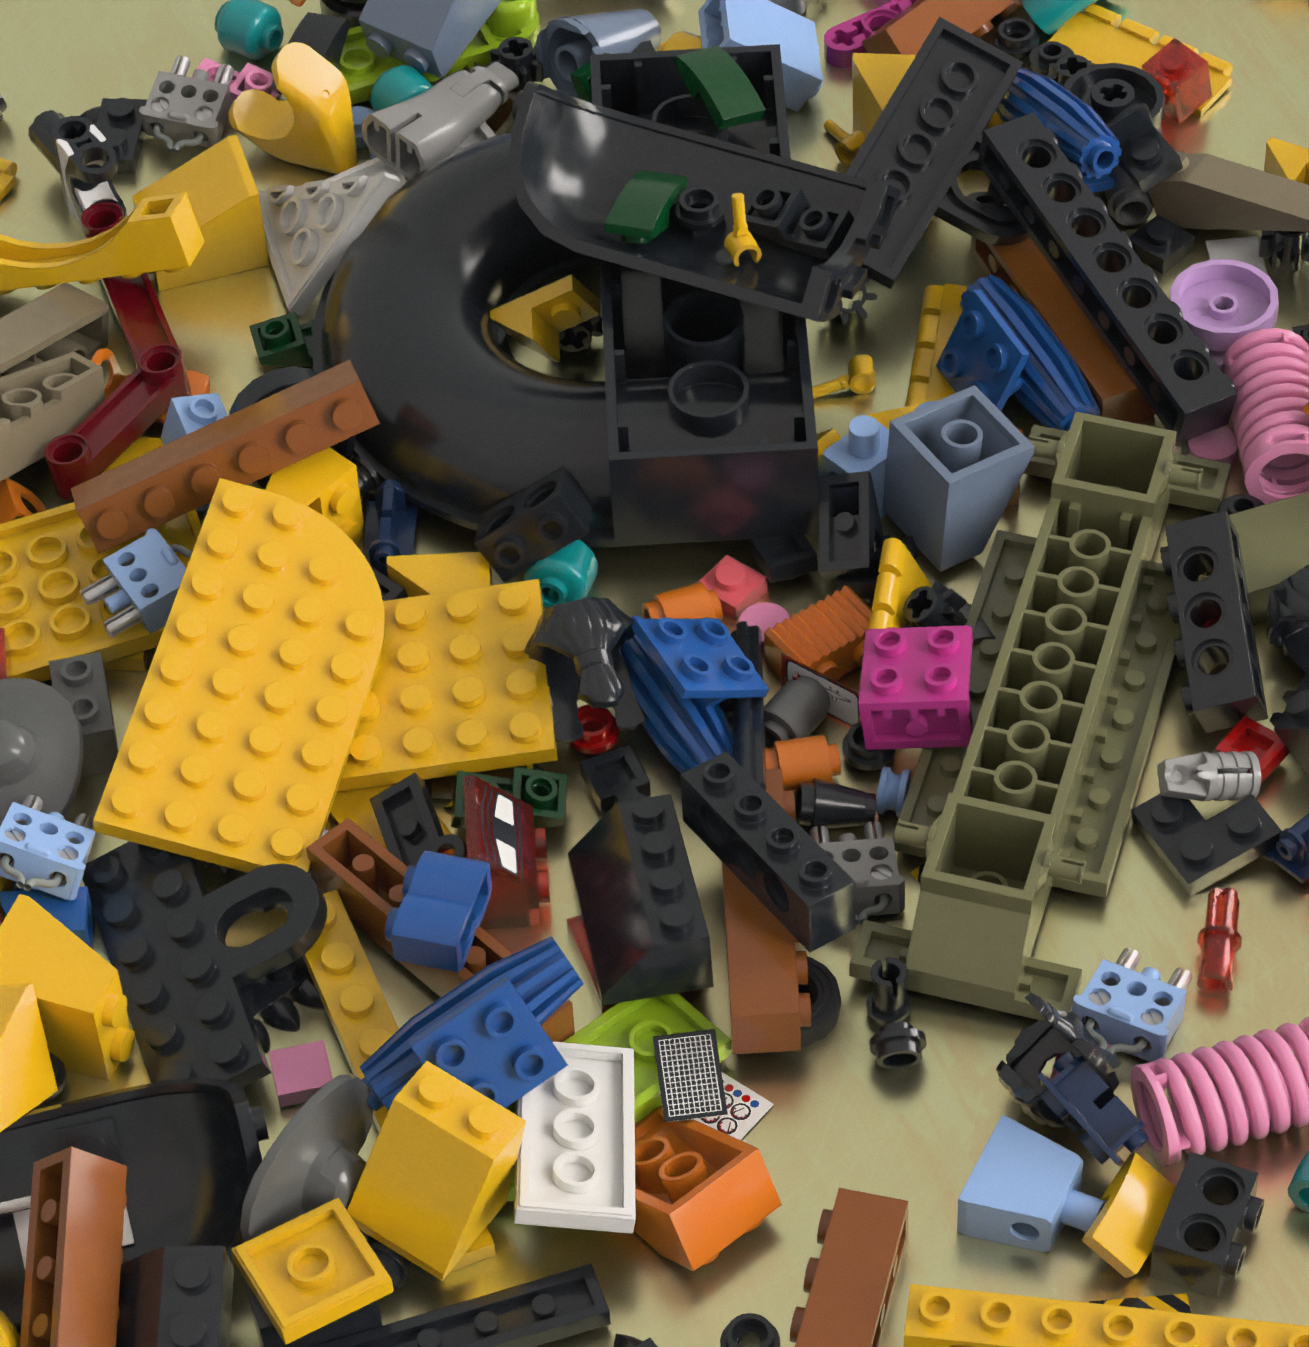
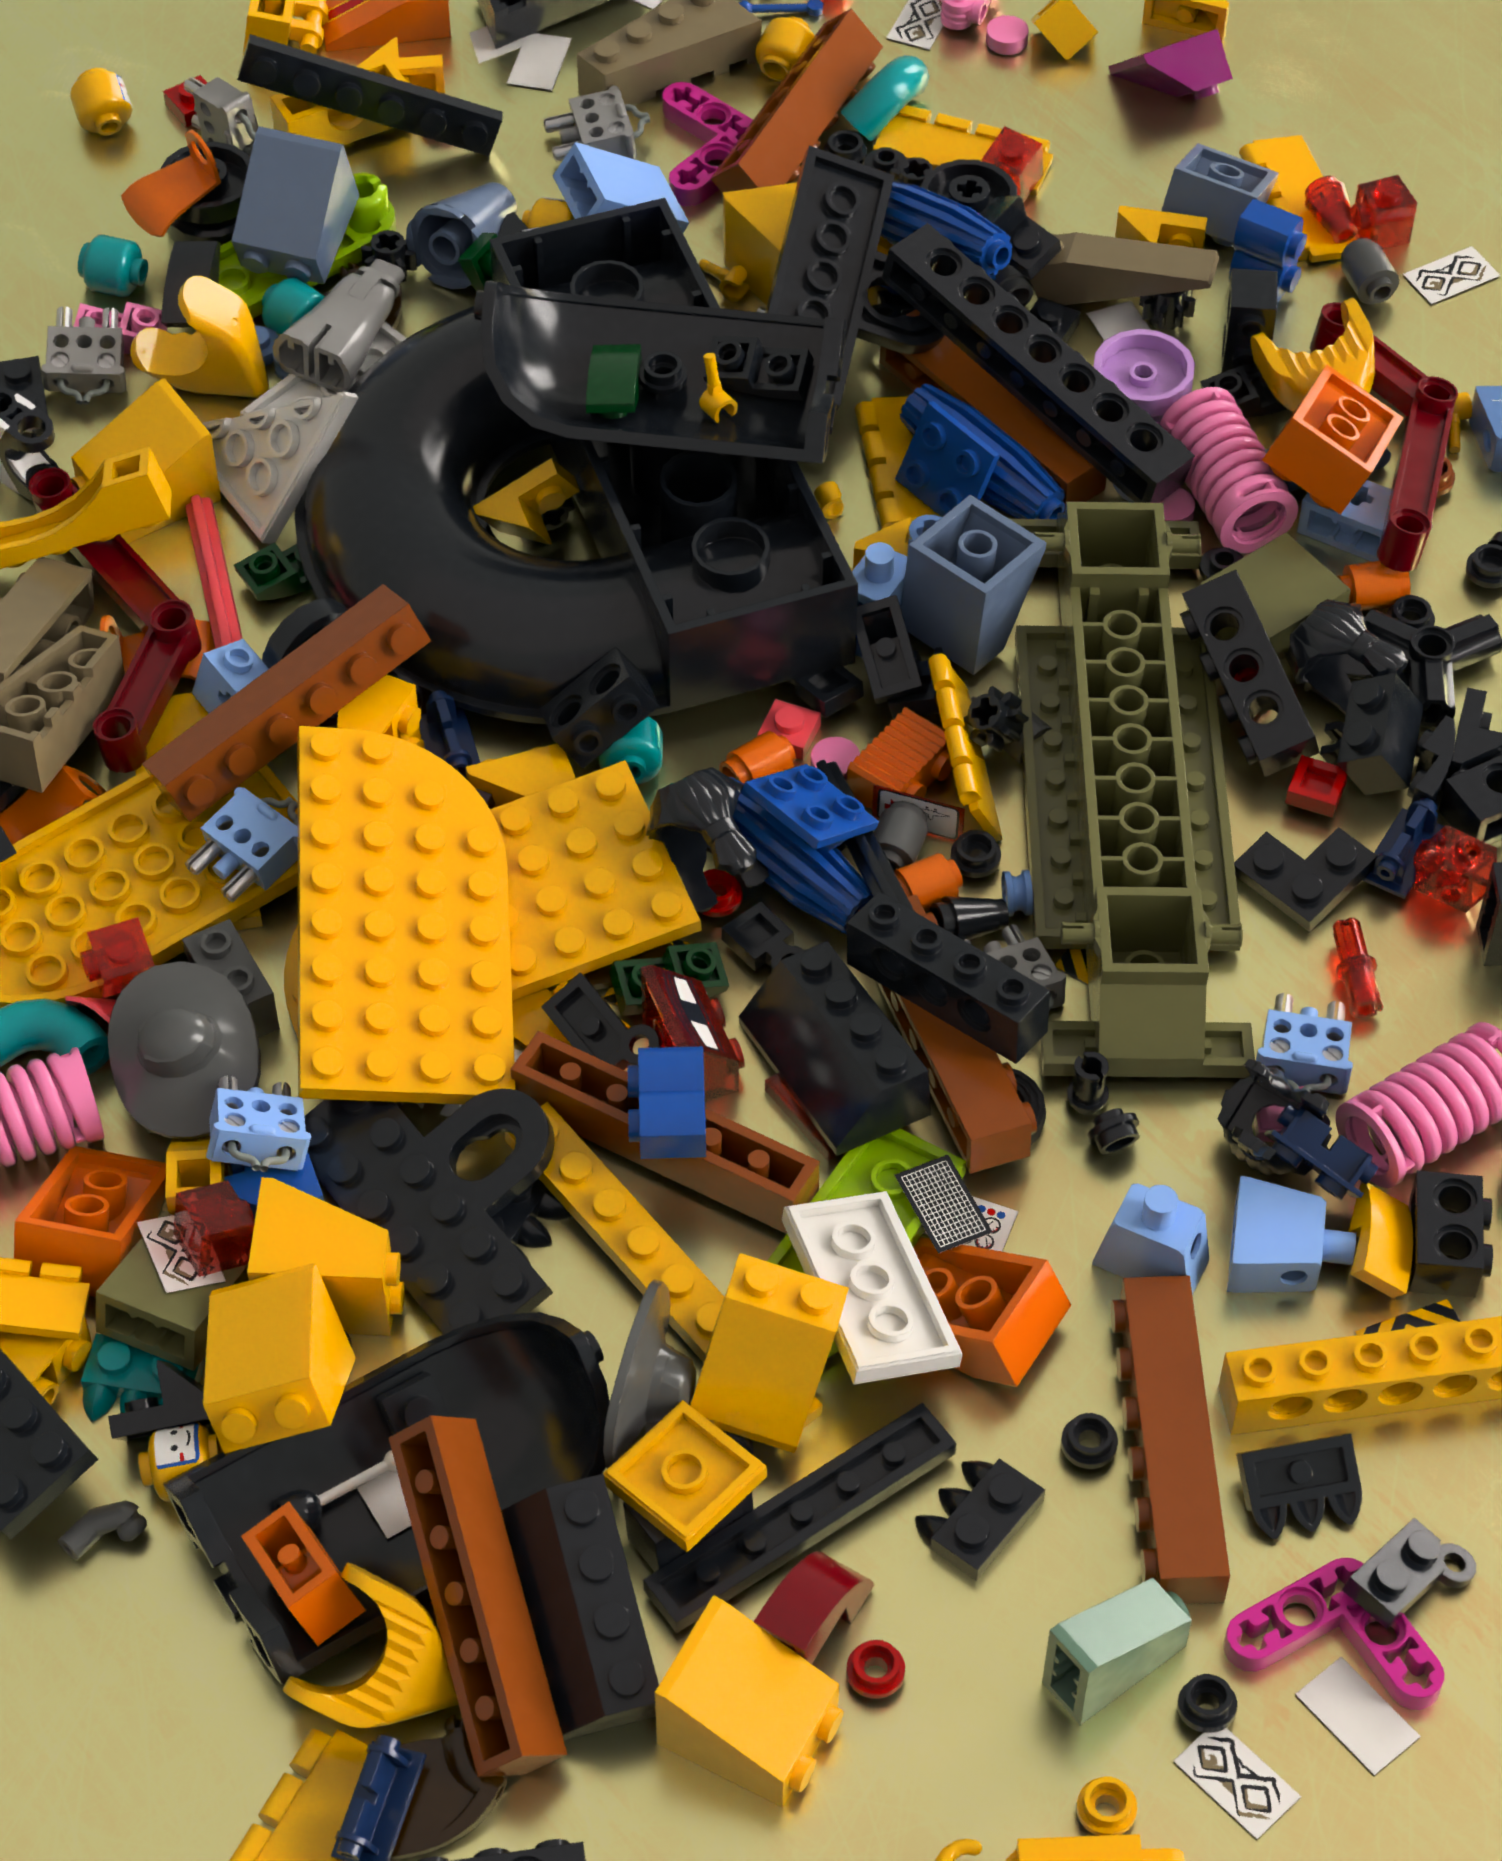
camera: 20 degrees left, 5 degrees up
(231, 329) = (213, 571): none -> coral axle
(299, 1071) = (576, 1285): bright pink tile -> none
(483, 1030) = (756, 1208): blue plate -> none
(721, 85) = (638, 250): dark green slope -> none
(892, 1156) = (1155, 1237): none -> light blue torso
(916, 687) = (1016, 790): dark pink bracket -> none
(1210, 776) = (1300, 818): light grey hinge -> none

